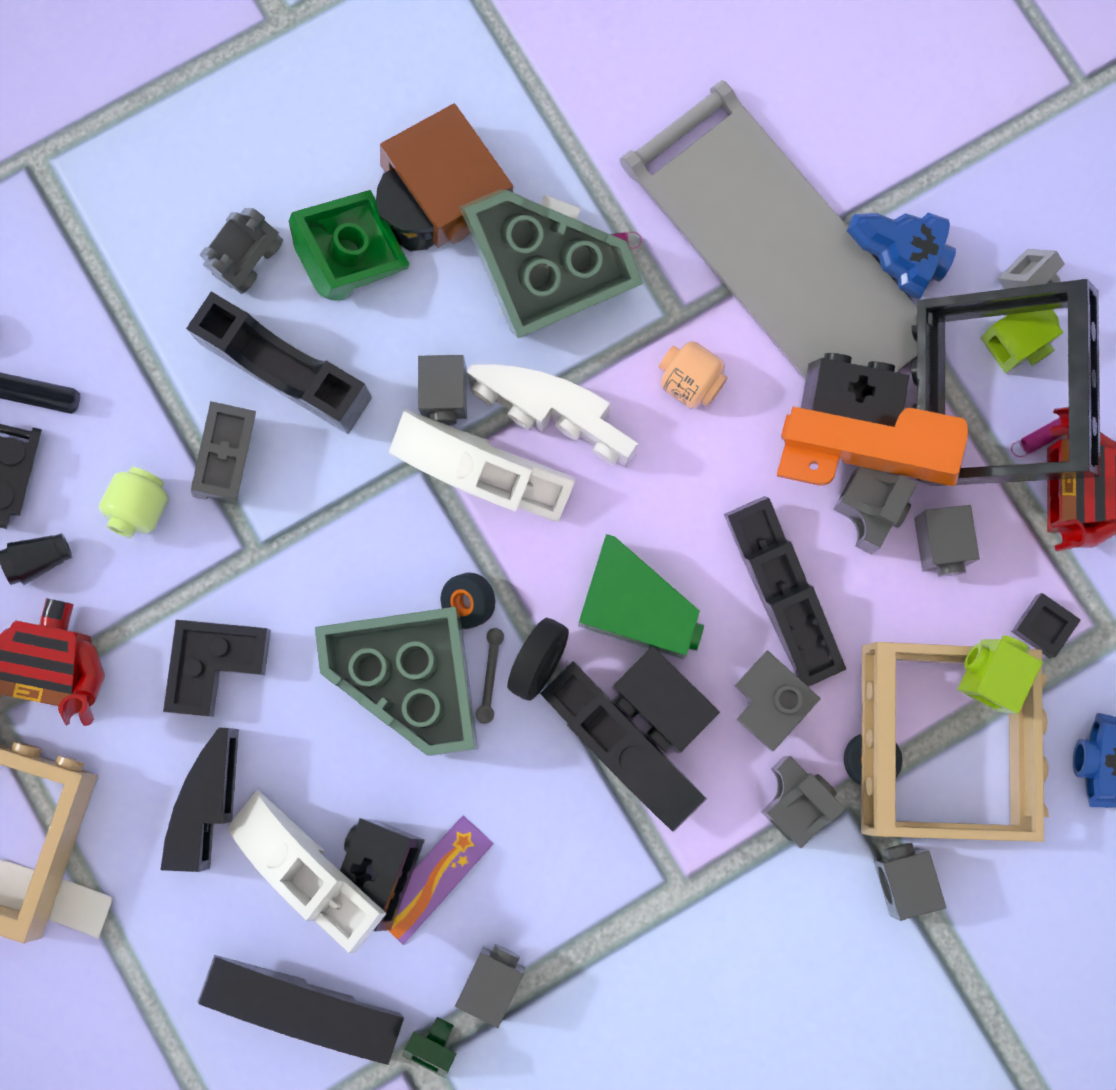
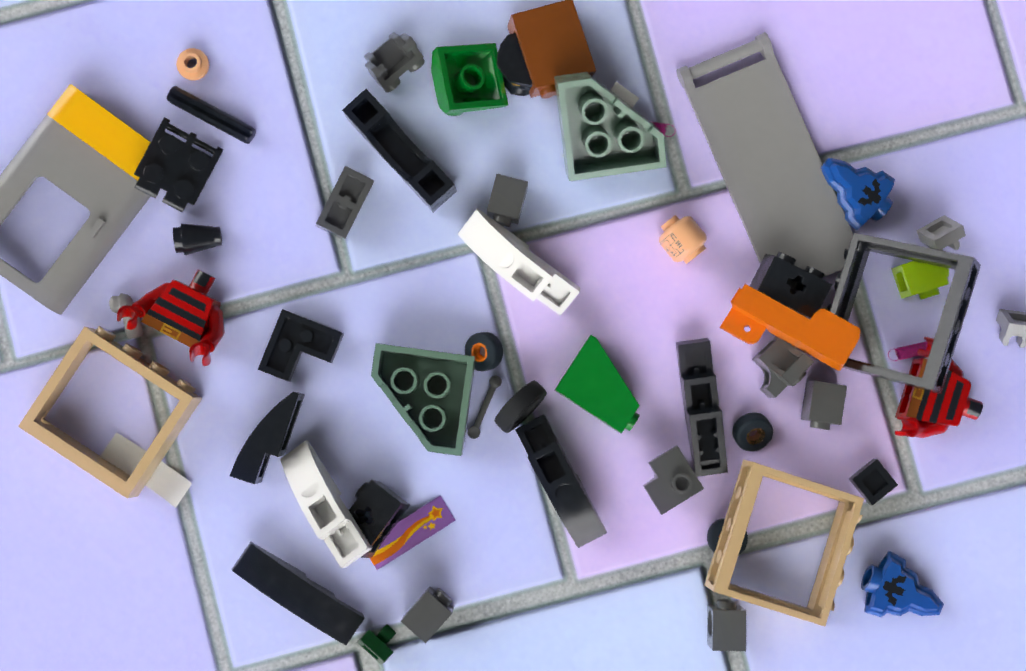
camera: 15 degrees right, 5 degrees up
(133, 502) = (274, 219): yellowish green head -> none
(539, 397) = (570, 225): white slope -> none
(663, 701) = (597, 458): black brick -> none
(801, 802) = (670, 553): dark grey brick -> none
(852, 598) = (748, 424): none -> black wheel
(1000, 673) = (830, 507): lime brick -> none

